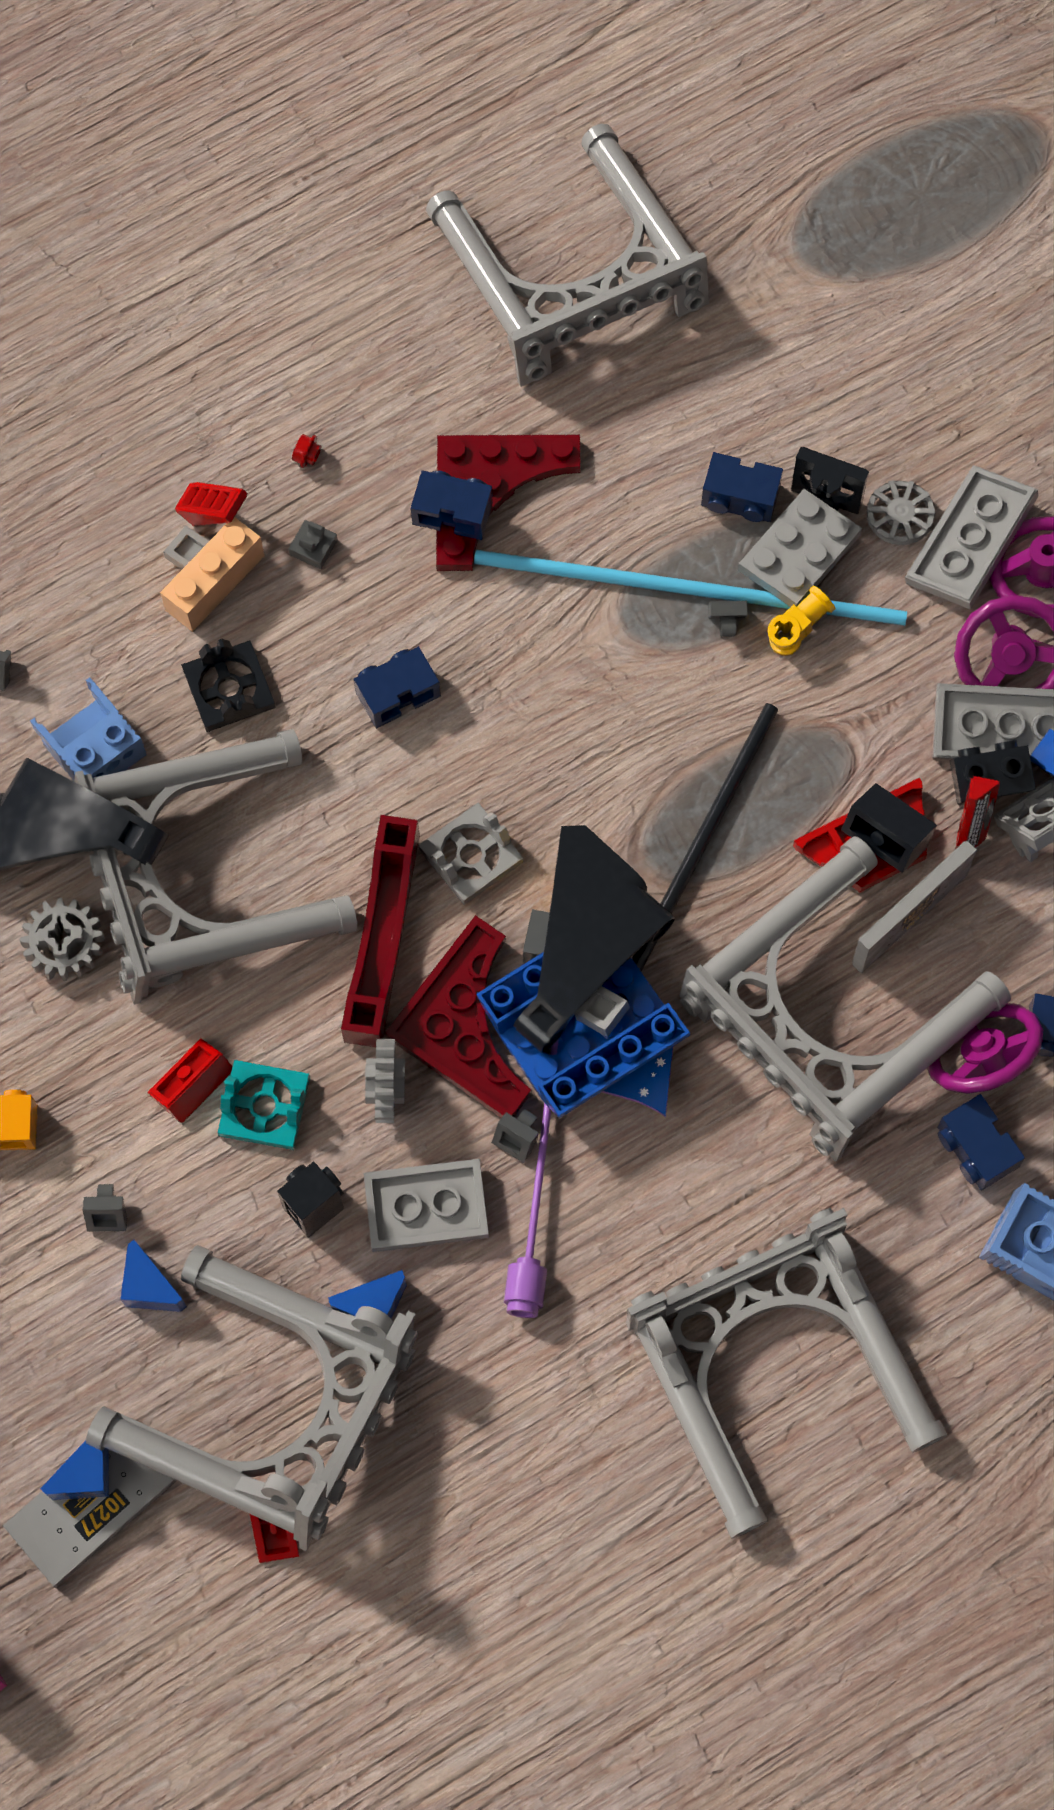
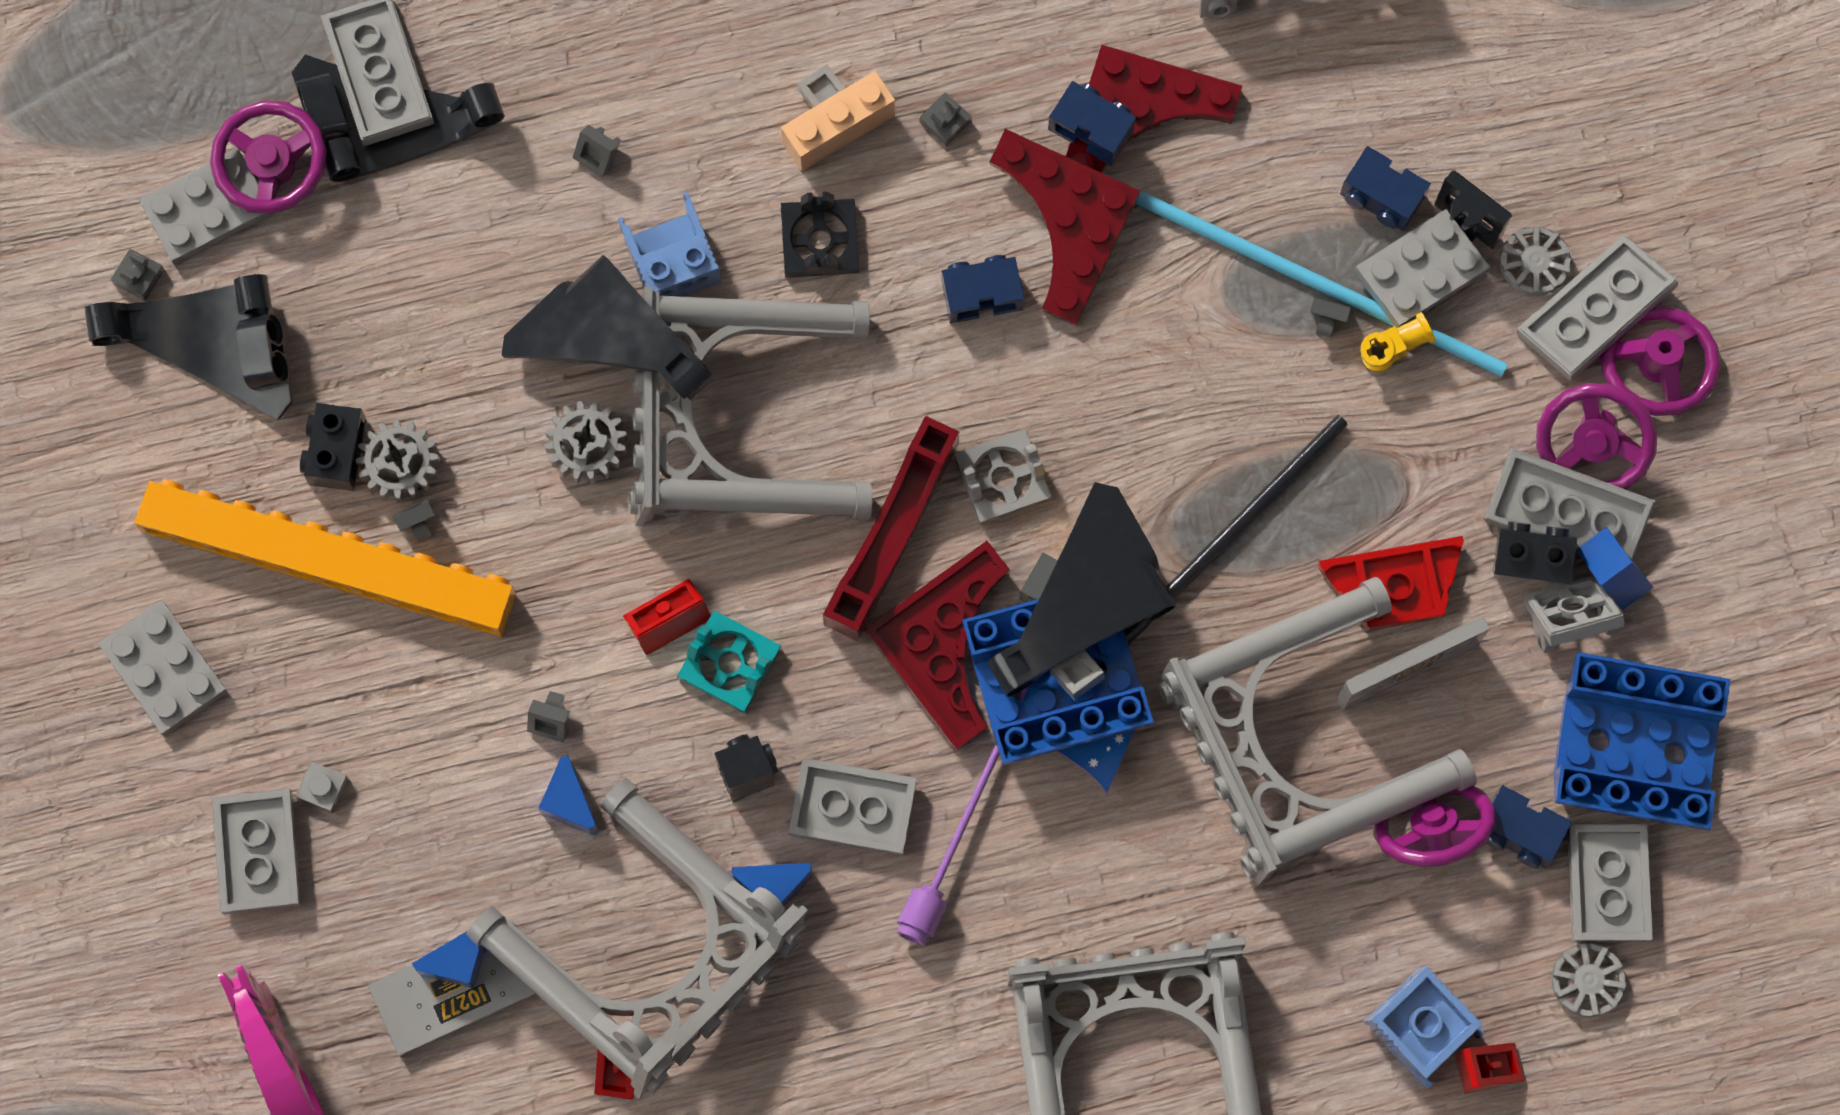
camera: 15 degrees right, 5 degrees up
(210, 503) = (856, 50): red slope -> none
(306, 450) = (968, 21): red plate -> none
(385, 1081) = (849, 676): light grey gear -> none
(466, 588) = (1081, 214): none -> dark red plate
(516, 1135) = (959, 766): dark grey tile -> none
(889, 827) = (1414, 578): black brick -> none
(977, 811) = (1506, 589): red slope -> none
(978, 1144) = (1397, 909): dark blue brick -> none

